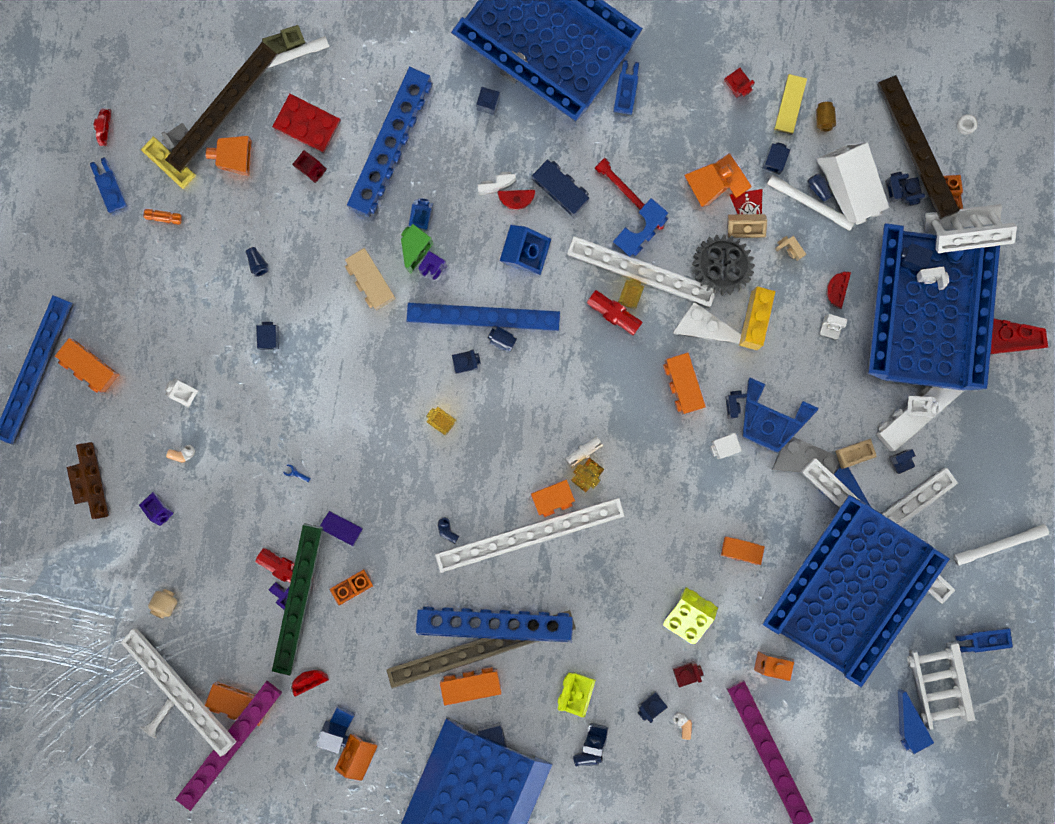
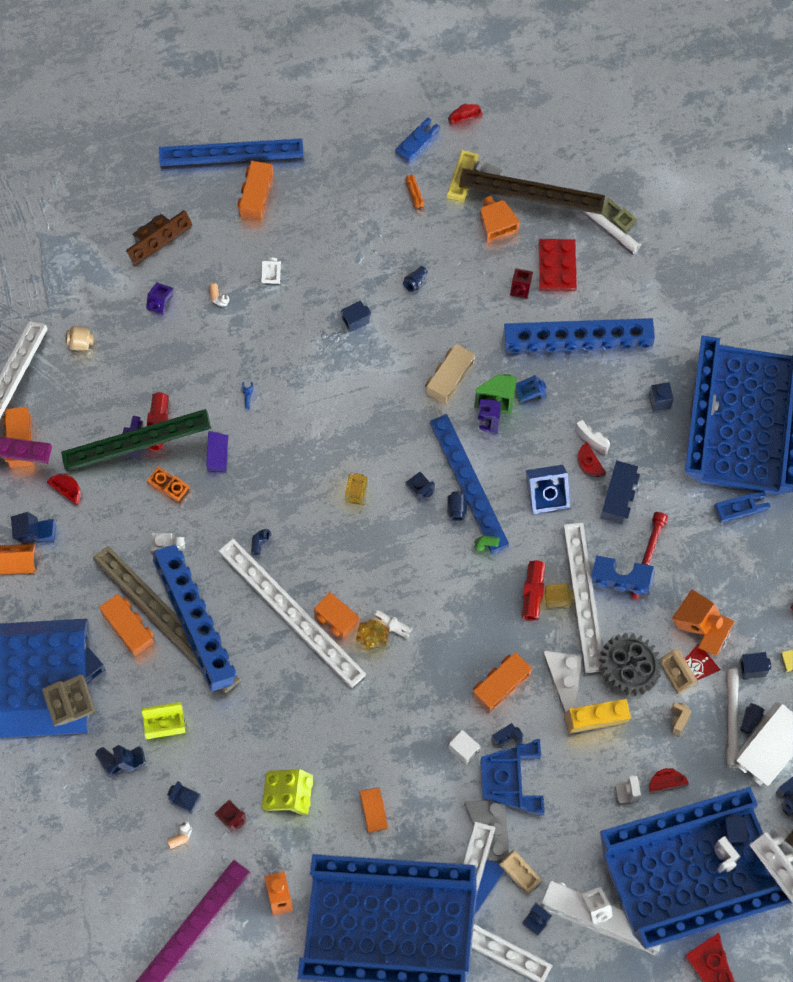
camera: 65 degrees right, 20 degrees down
(406, 617) = (163, 540): none -> white plate
(524, 773) = (68, 700): none -> dark tan slope
(547, 335) = (486, 540): none -> bright green arm

